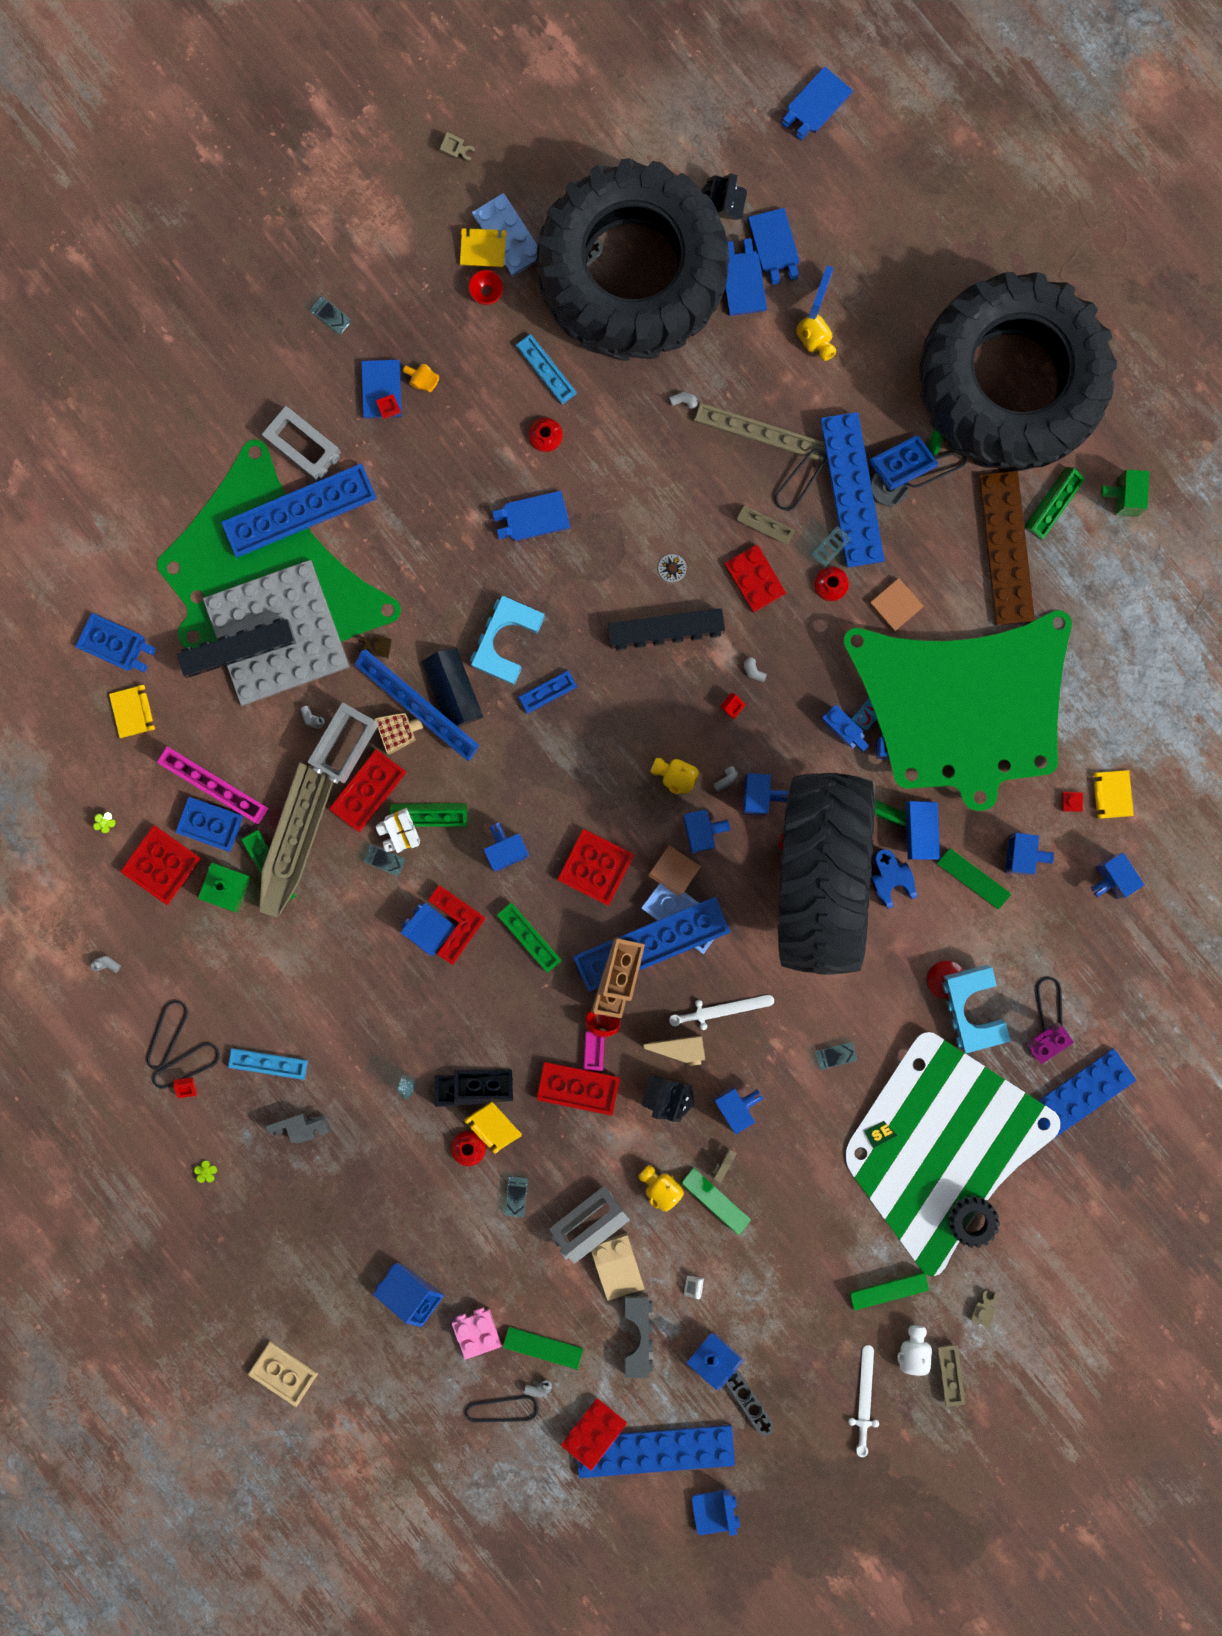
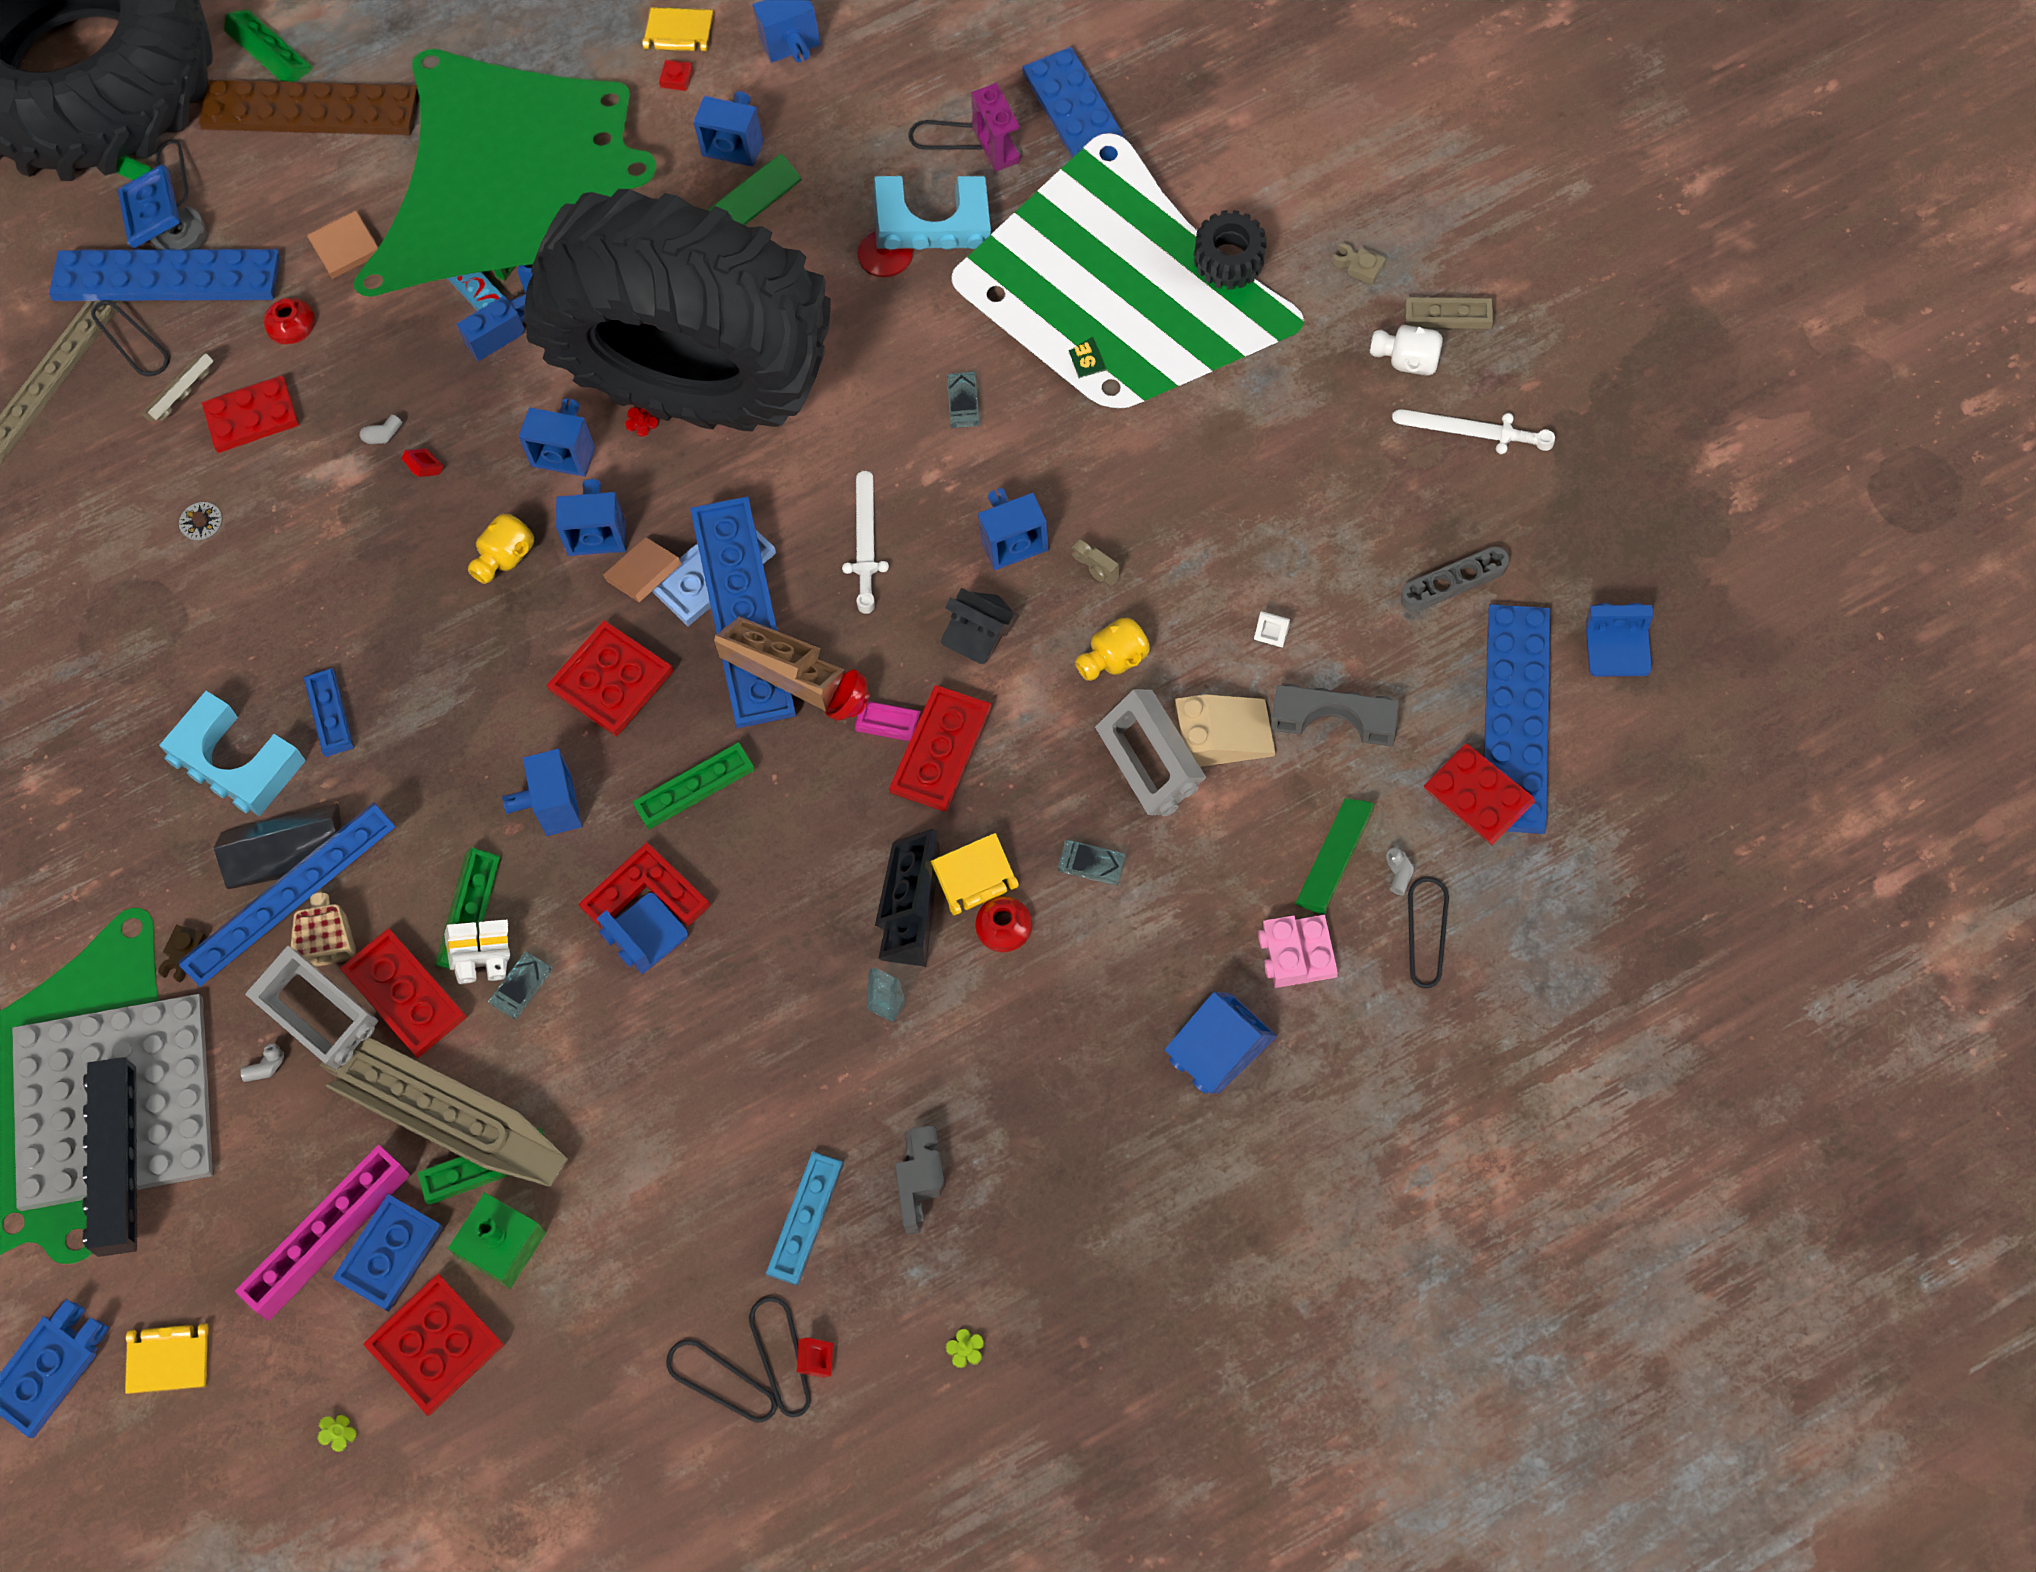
camera: 70 degrees left, 20 degrees down
(105, 962) = (573, 1467): light grey arm -> none
(283, 1373) = (1323, 1268): tan tile -> none
(533, 517) = (60, 696): blue tile -> none
(666, 628) = (283, 535): black brick -> none
(682, 1049) = (908, 592): tan slope -> none
(715, 1361) = (1386, 606): blue brick -> none
(716, 1201) = (1149, 583): slope -> none
(727, 781) = (530, 486): light grey arm -> none
(819, 558) = (243, 325): clear light blue slope -> none
(889, 1290) = (1316, 376): green slope -> none

